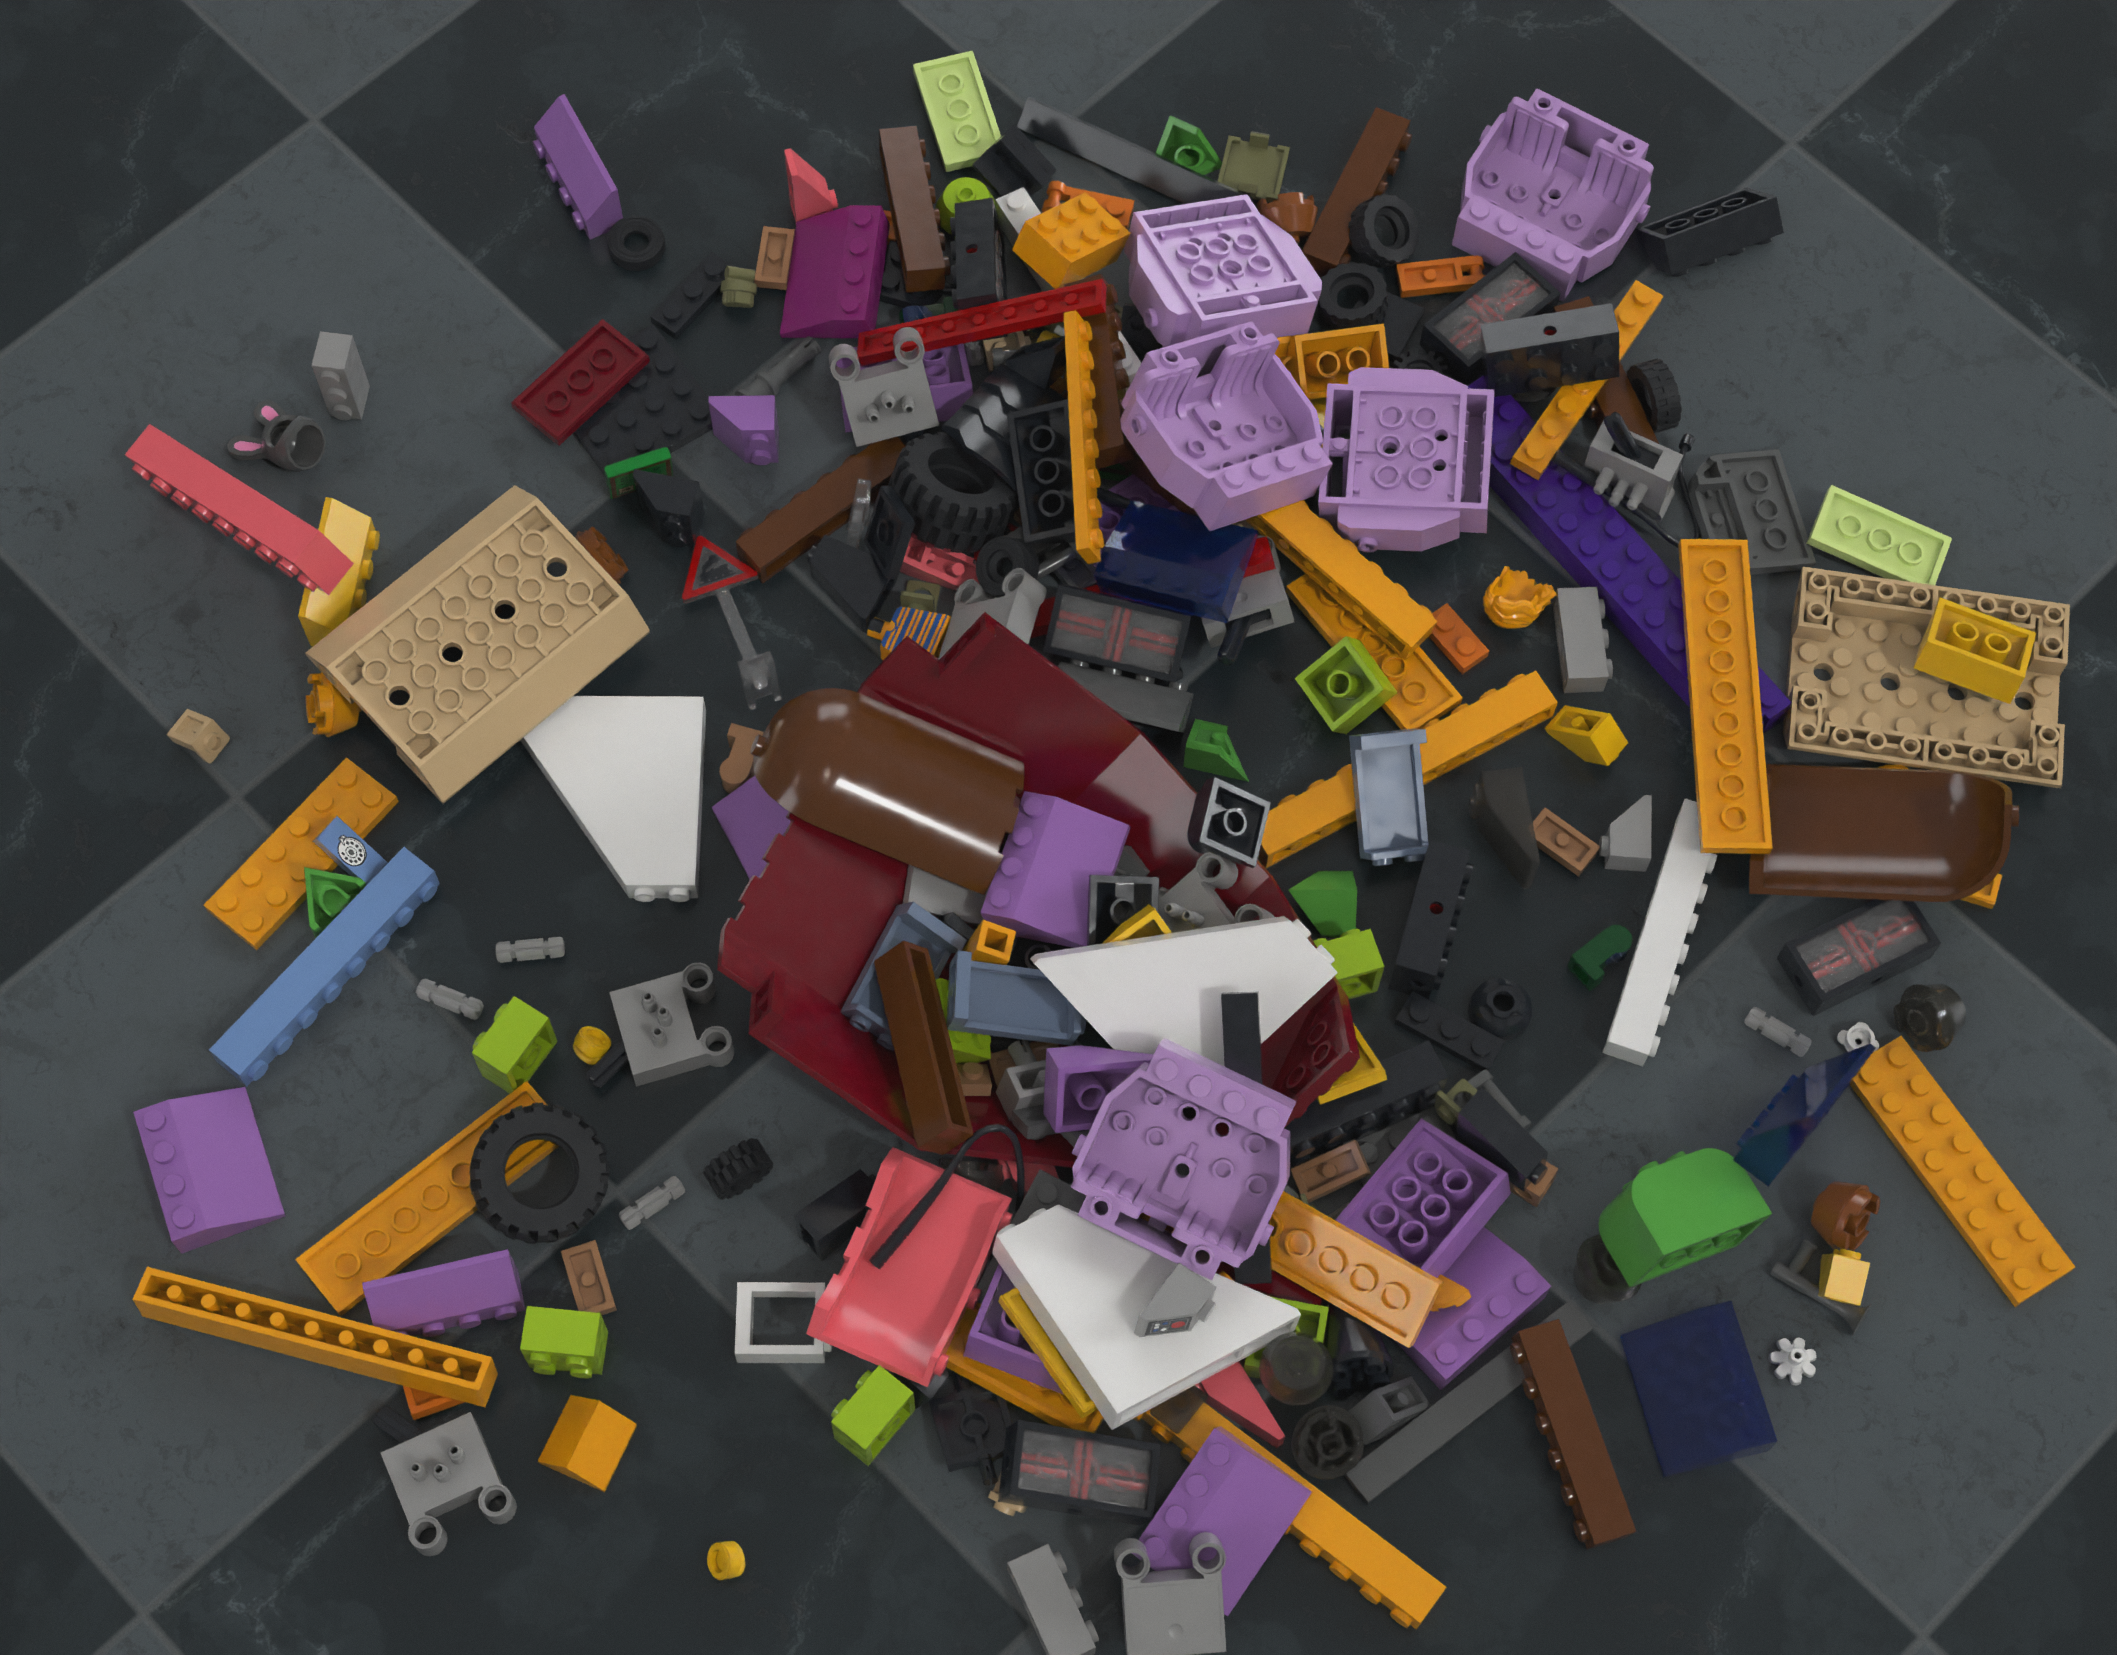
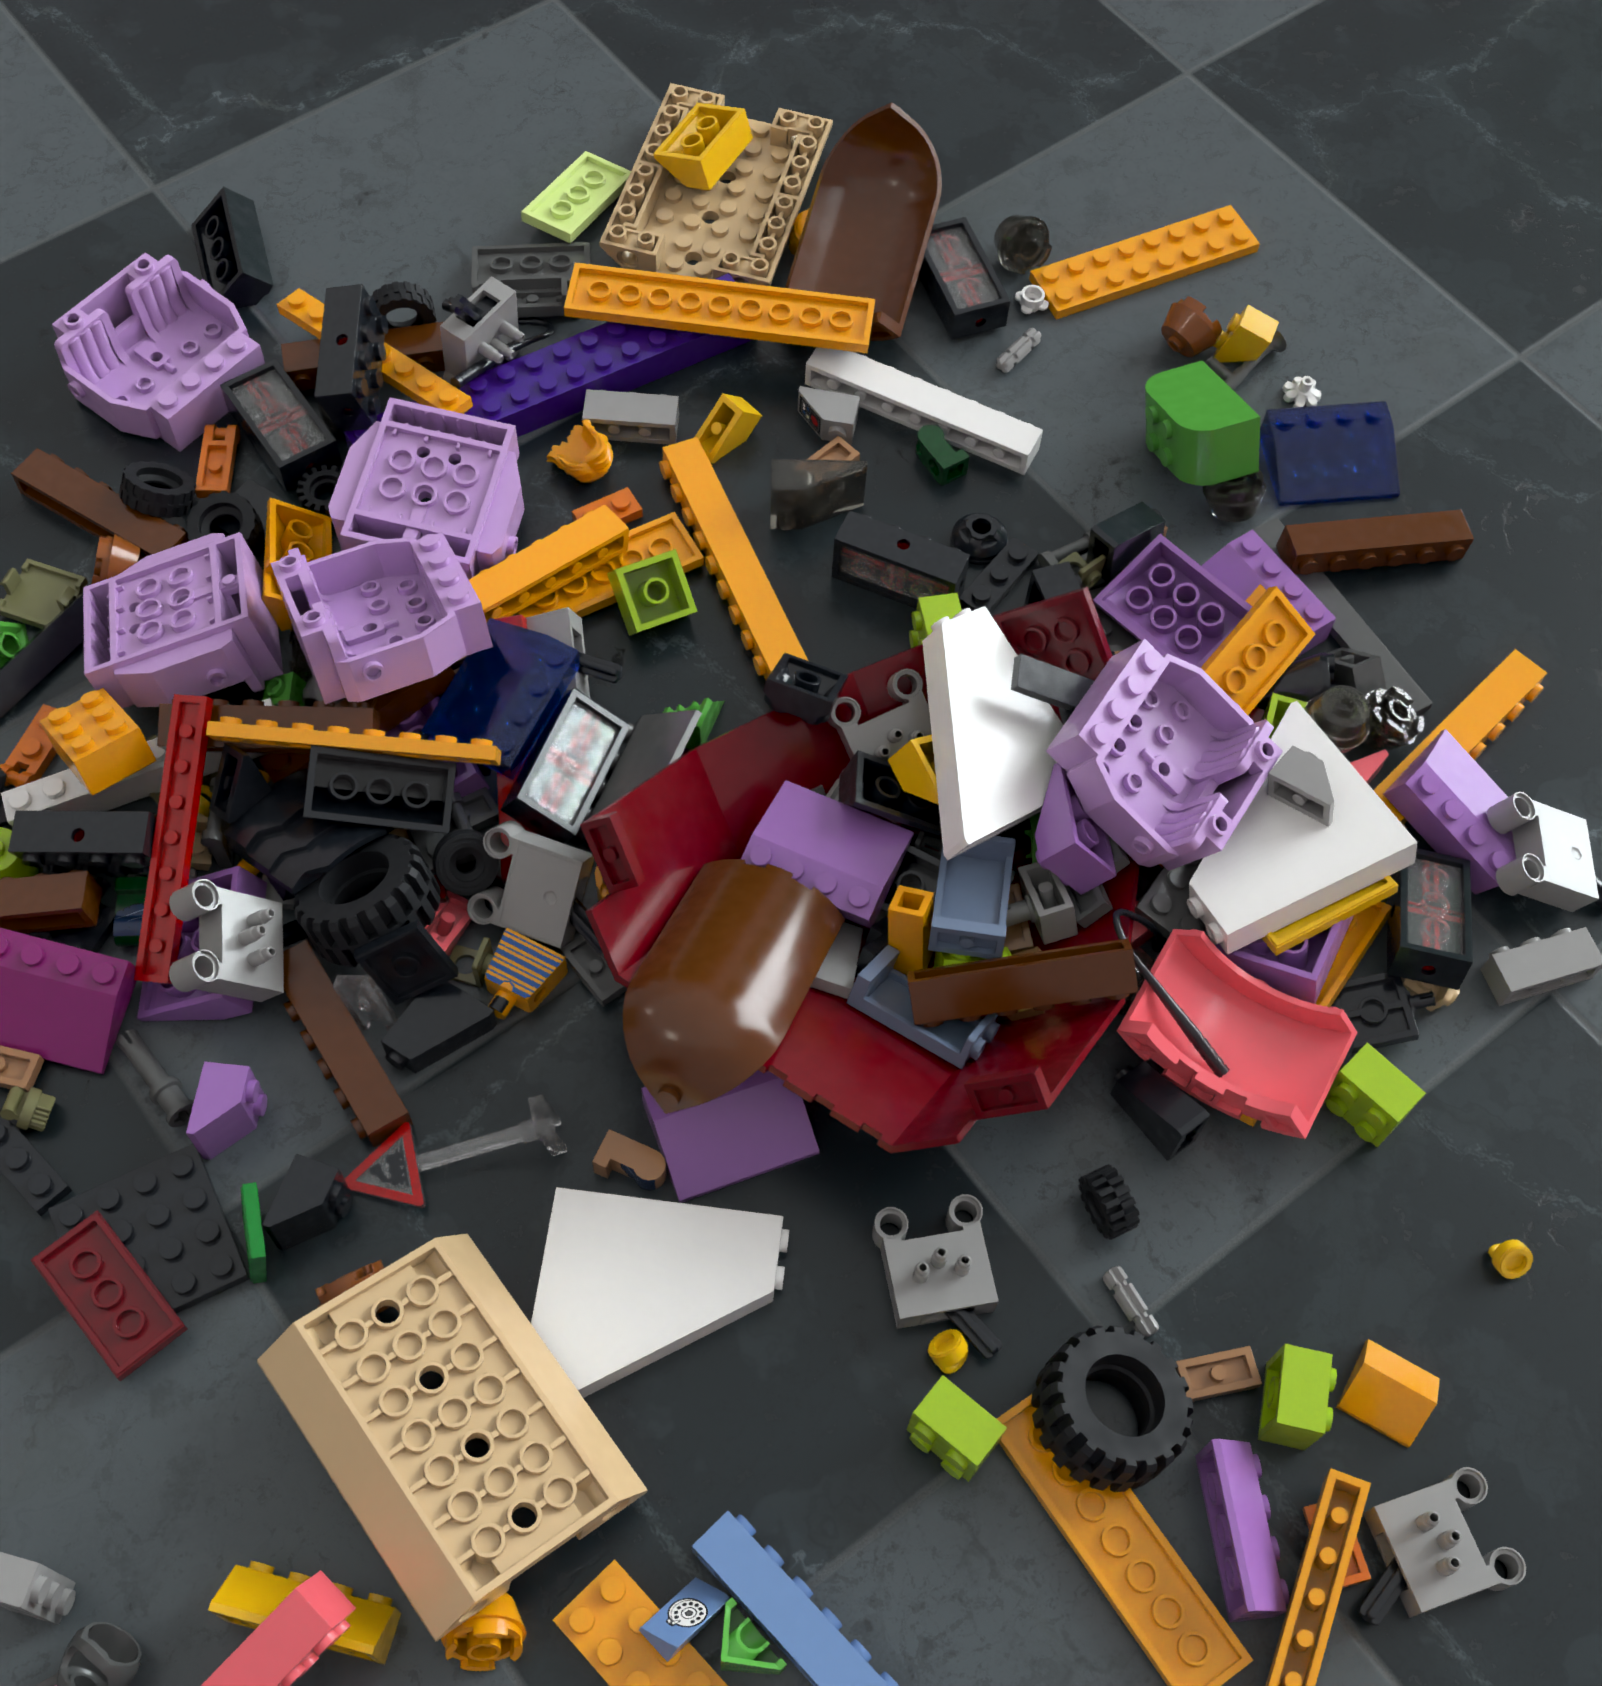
camera: 85 degrees left, 5 degrees down
(449, 999) = (877, 1510): light grey axle -> none
(530, 949) = (826, 1413): light grey axle -> none
(747, 1352) = (1262, 1214): white window -> none
(1328, 901) = (861, 642): bright green slope -> none
(1389, 795) = (774, 573): sand blue panel -> none
(1796, 1114) = (1117, 317): clear blue slope -> none

